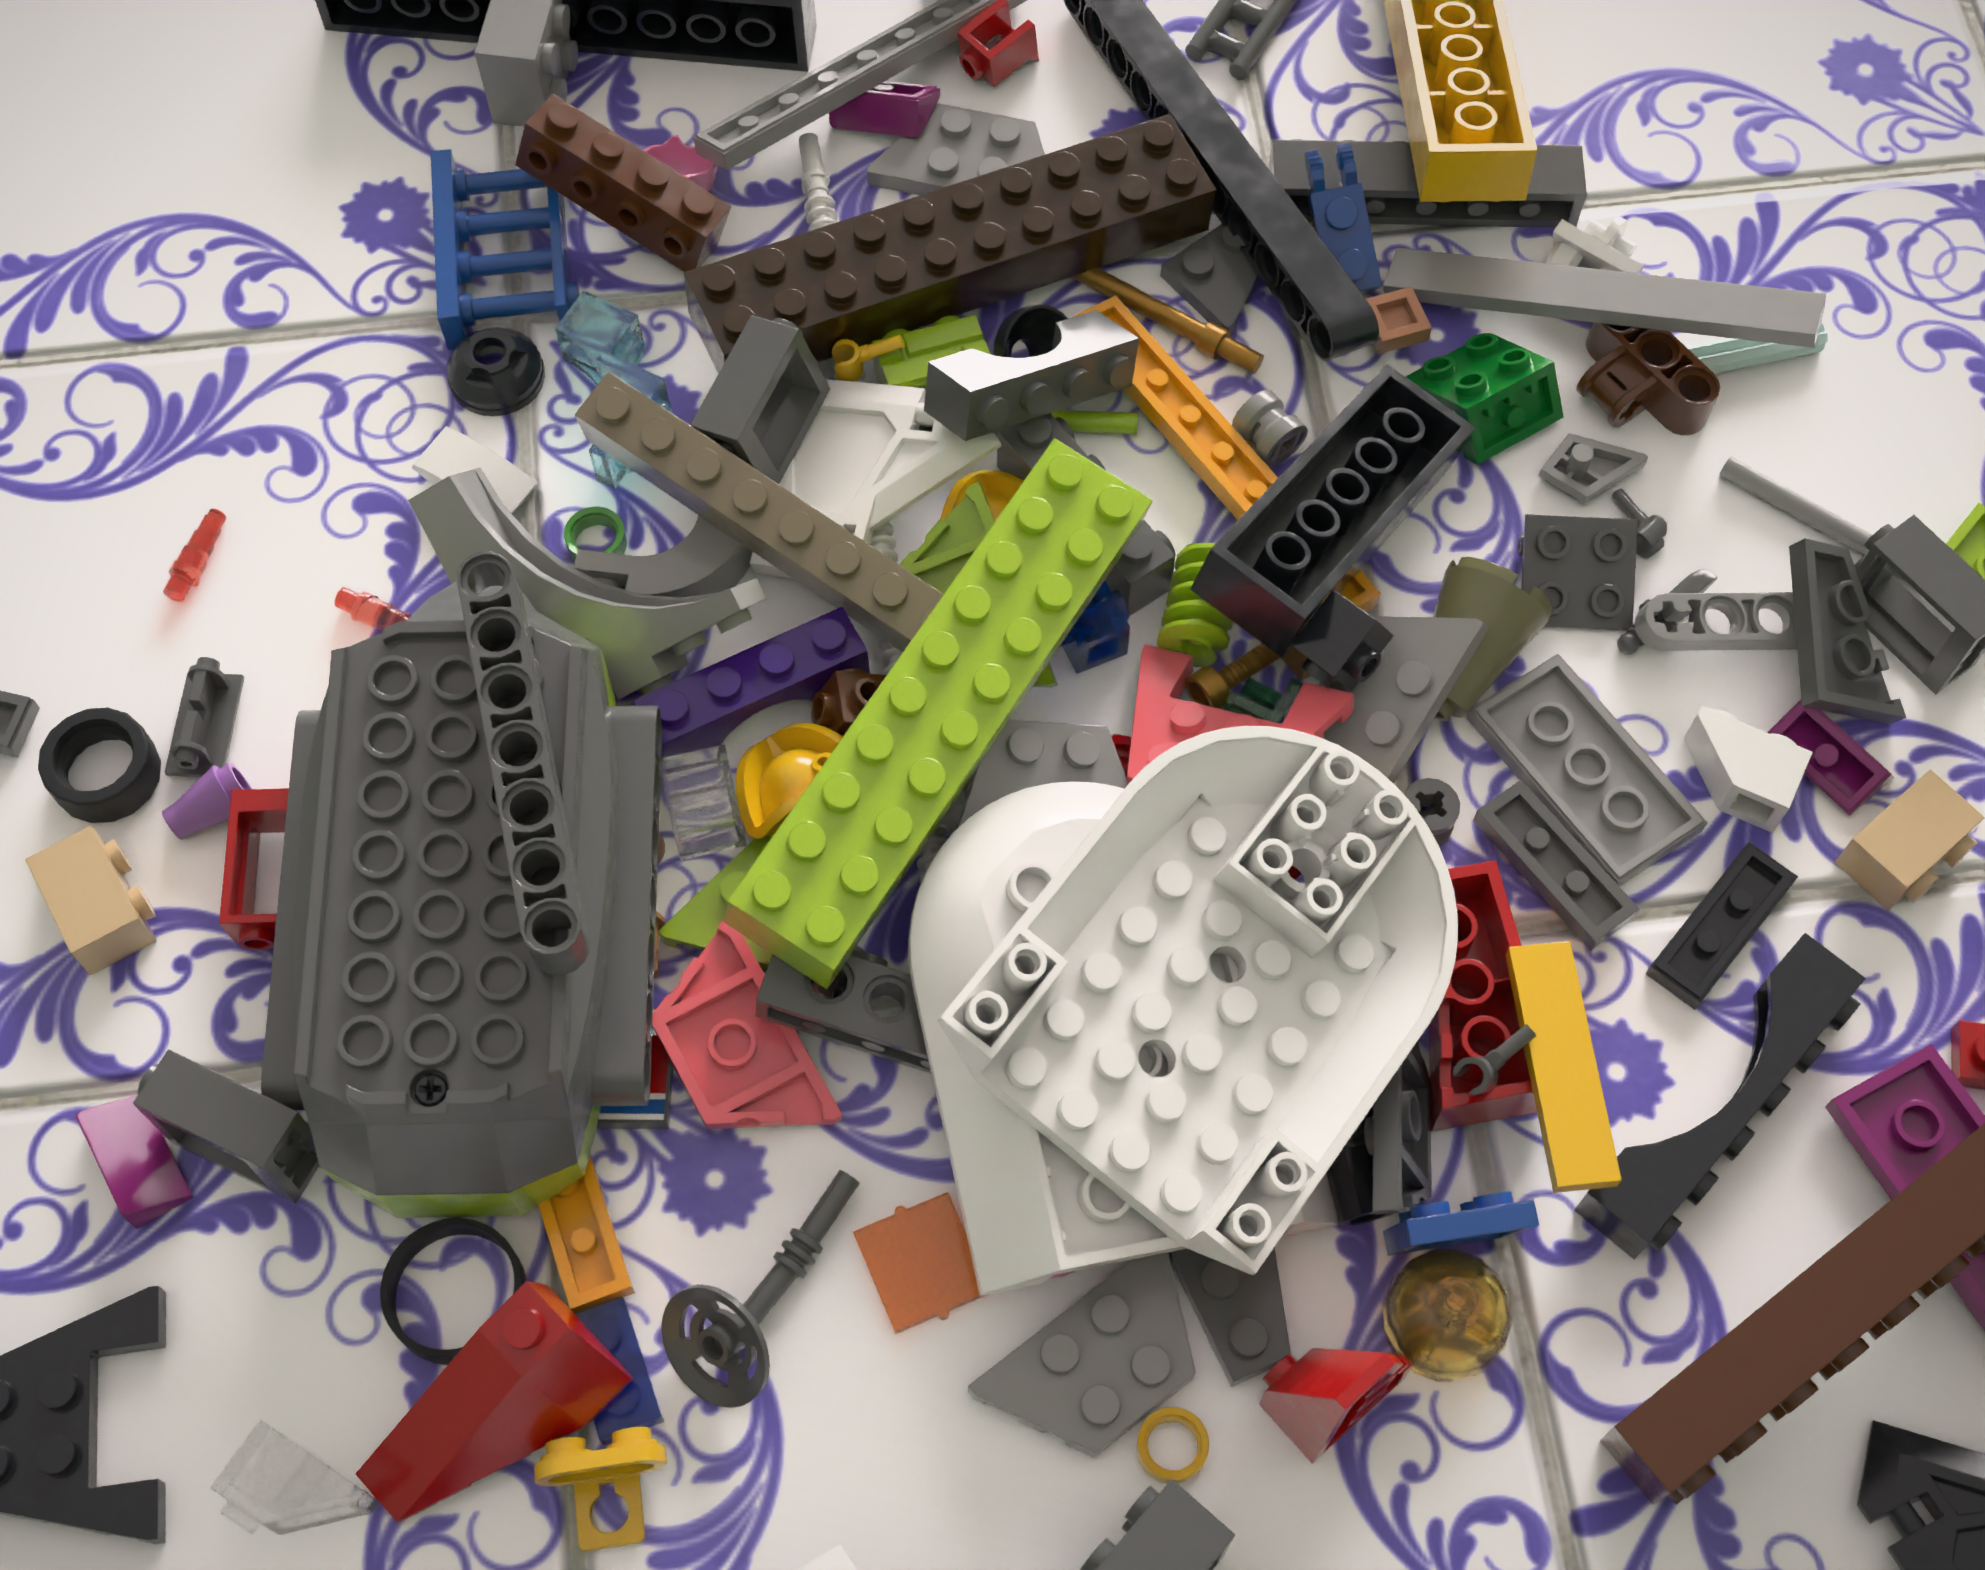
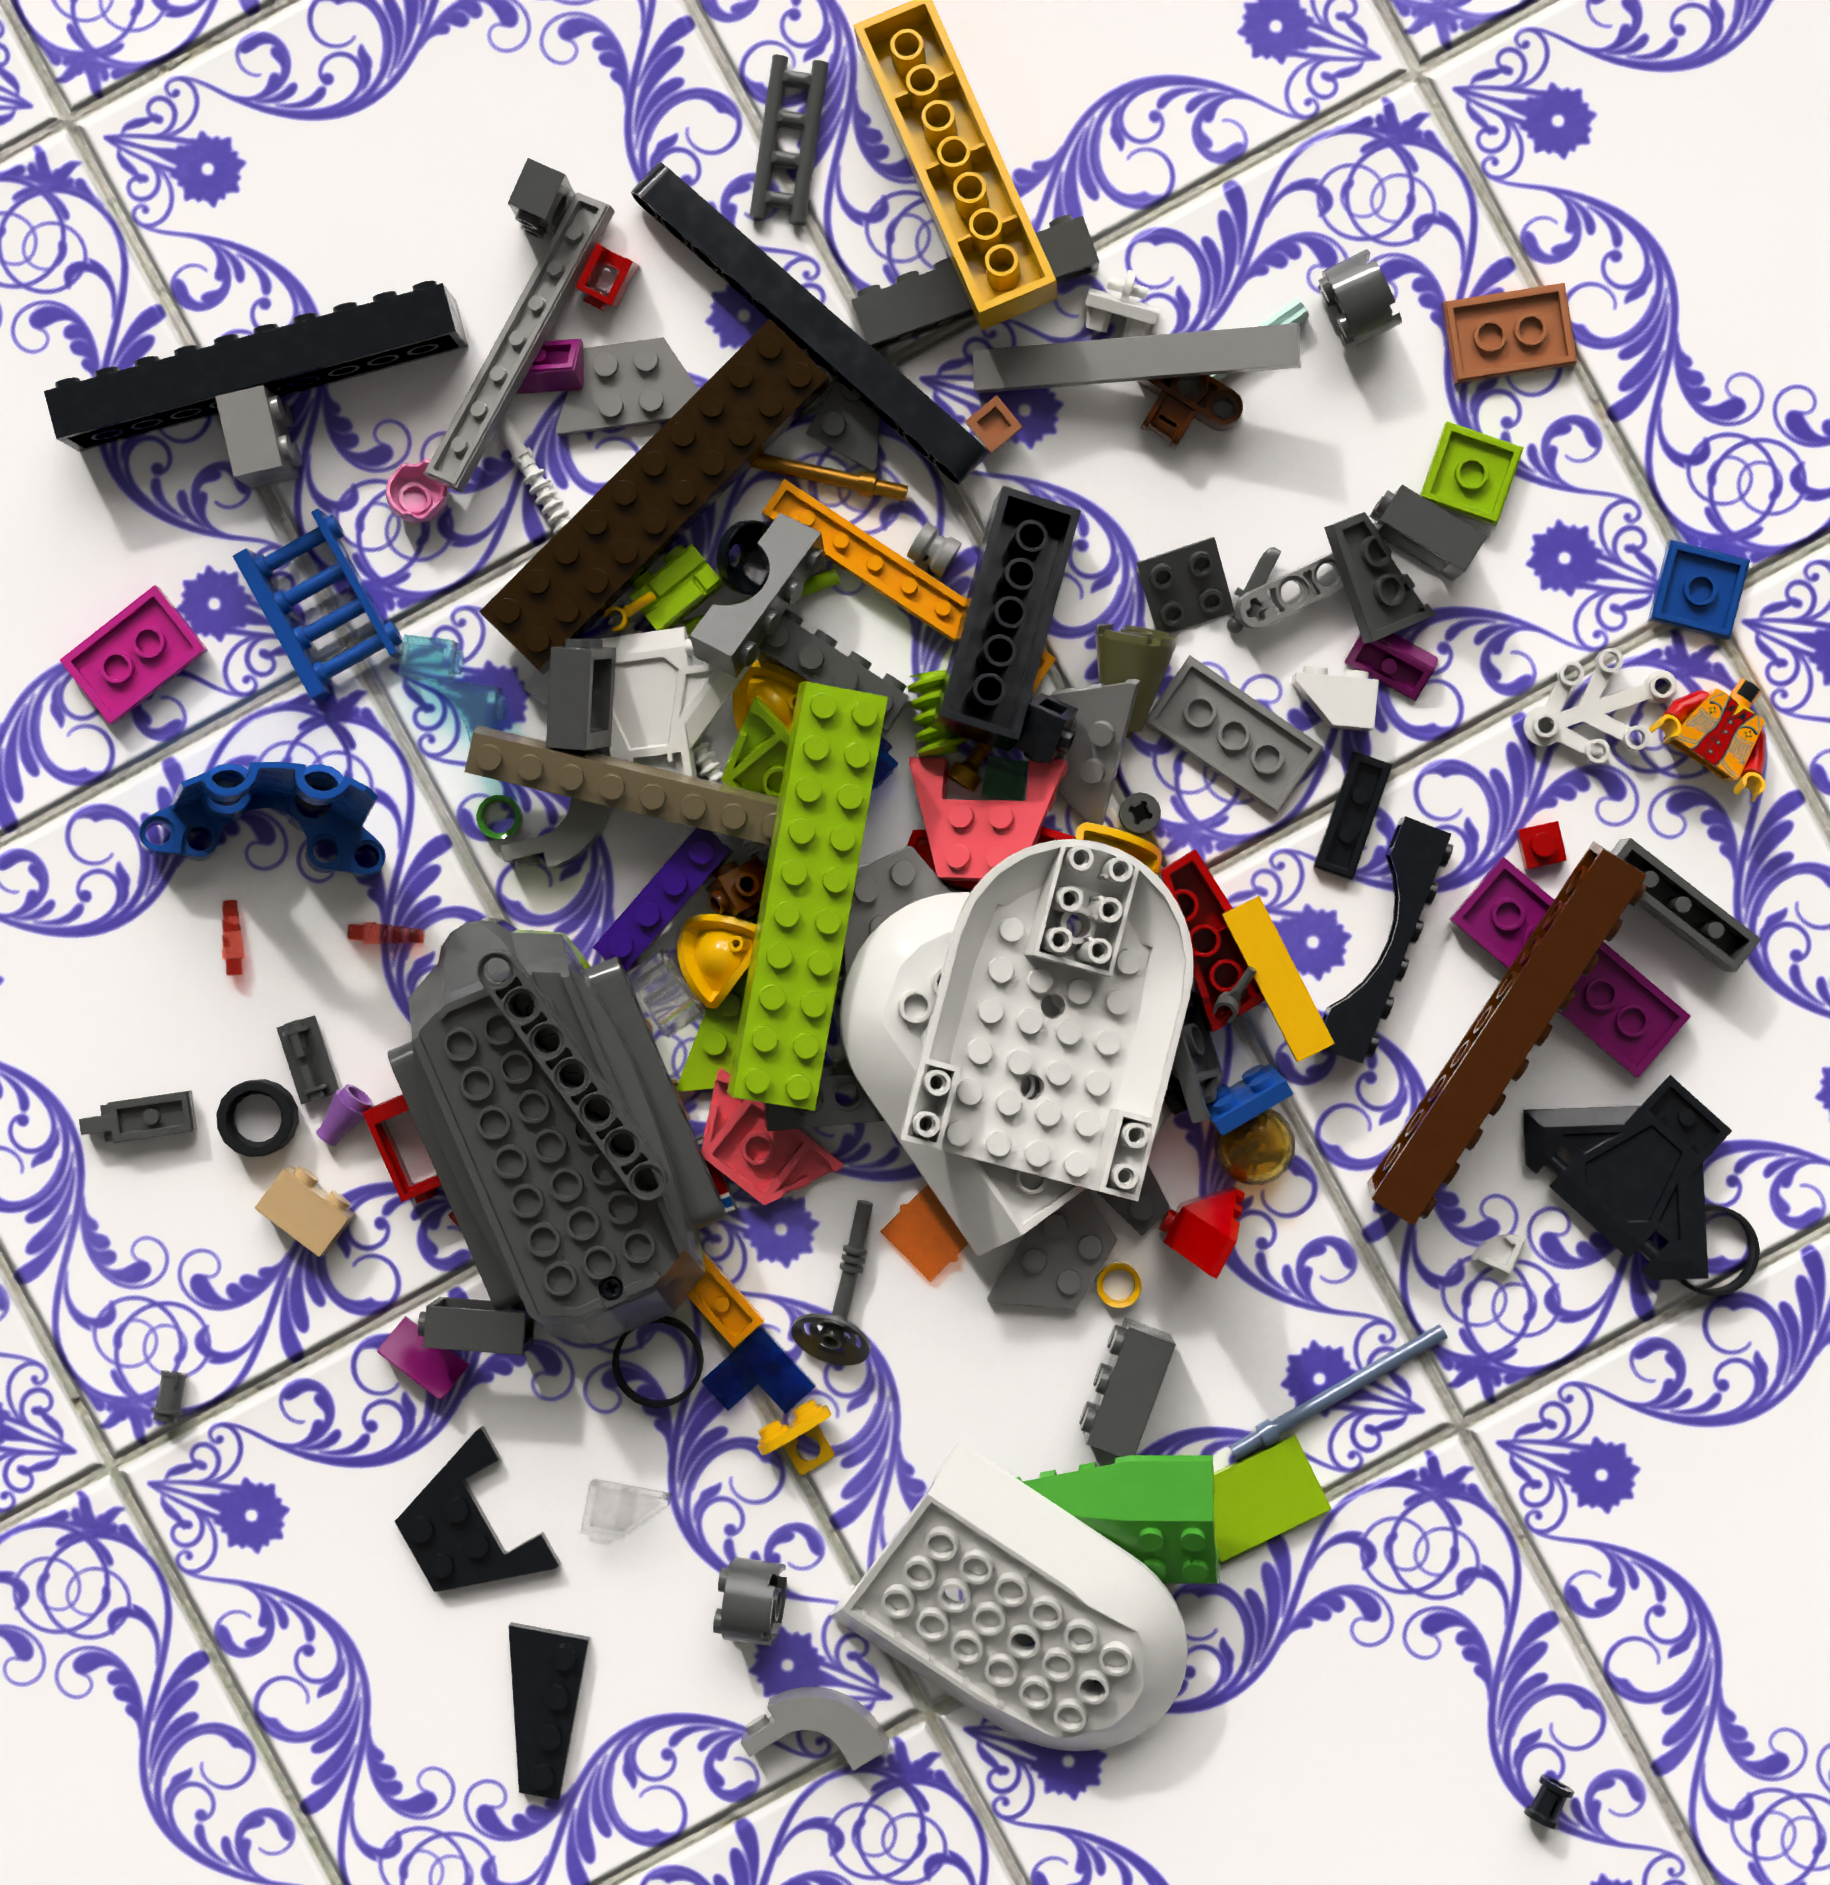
camera: 25 degrees left, 25 degrees up
(262, 223) = (133, 655): none -> dark pink plate
(326, 377) = (272, 787): none -> blue panel
(457, 453) = (403, 804): white slope -> none
(500, 386) = (384, 715): black piece -> none
(504, 1395) = (723, 1415): red wedge -> none
(621, 184) = (391, 536): reddish brown brick -> none
(638, 633) = (460, 882): light grey arch -> none
(1343, 219) = (929, 359): blue hinge -> none
(1496, 389) = (1077, 455): green bracket -> none
(1556, 864) = (1233, 817): dark grey plate -> none
(1589, 466) = (1167, 490): light grey piece -> none
(1650, 529) = (1225, 531): dark grey hand -> none
(1796, 504) = (1338, 468): light grey bar -> none
(1902, 331) = (1359, 297): none -> dark grey brick
(1910, 840) = (1459, 712): tan brick -> none

